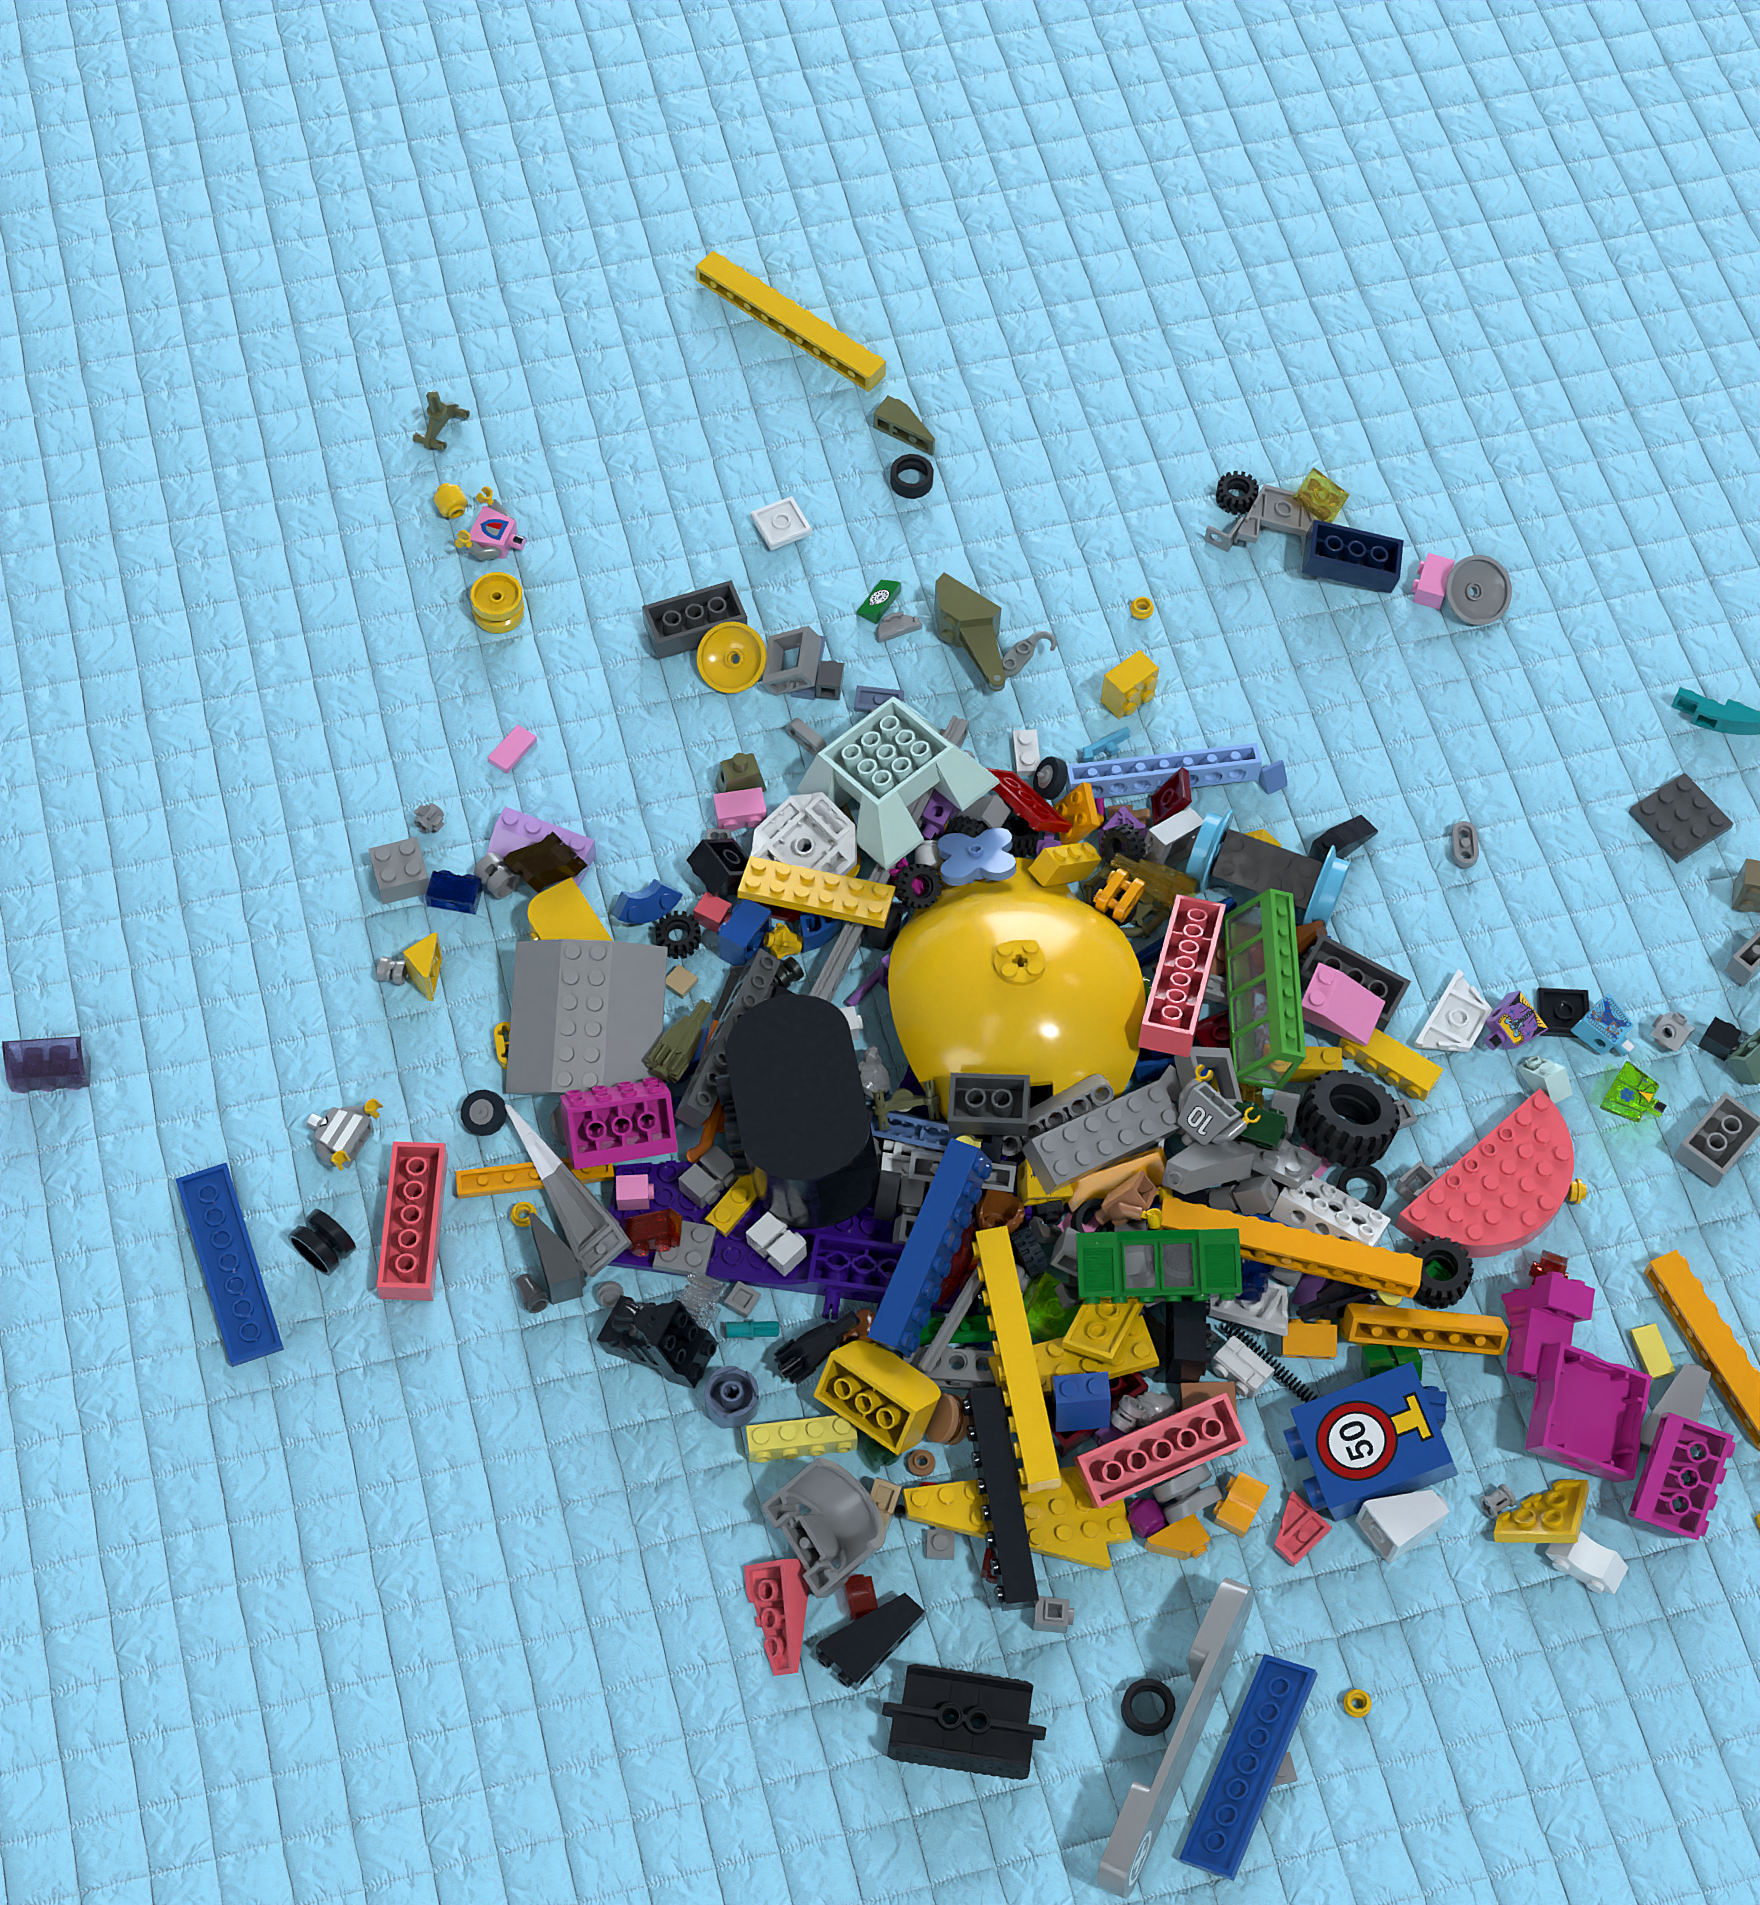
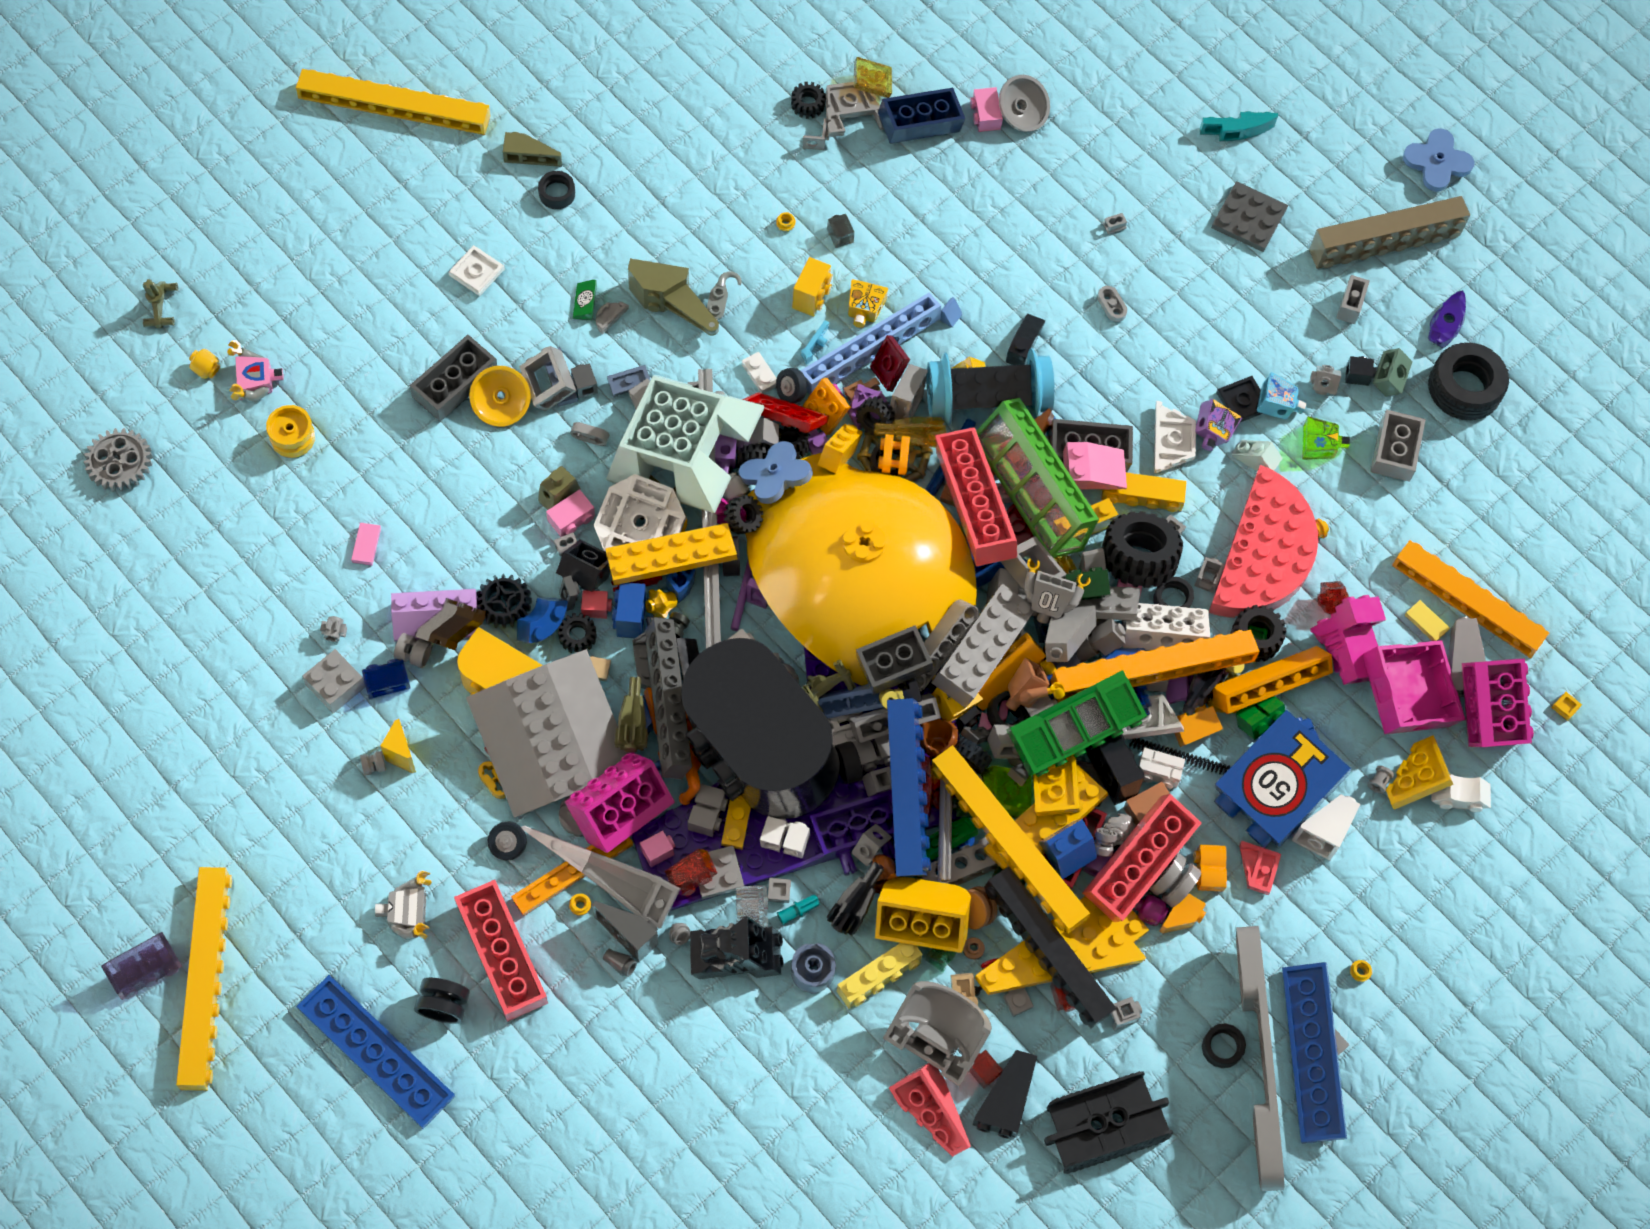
camera: 30 degrees left, 5 degrees up
(100, 1108) = (203, 979): none -> yellow brick
(312, 559) = (128, 473): none -> light grey gear
(609, 858) = (518, 593): none -> black gear
(690, 888) = (569, 591): none -> dark grey plate
(860, 1292) = (869, 845): none -> light grey bracket
(1183, 726) = (866, 302): none -> yellow torso
(1196, 641) = (840, 230): none -> clear smoke brick
(1516, 760) = (1111, 227): none -> light grey piece

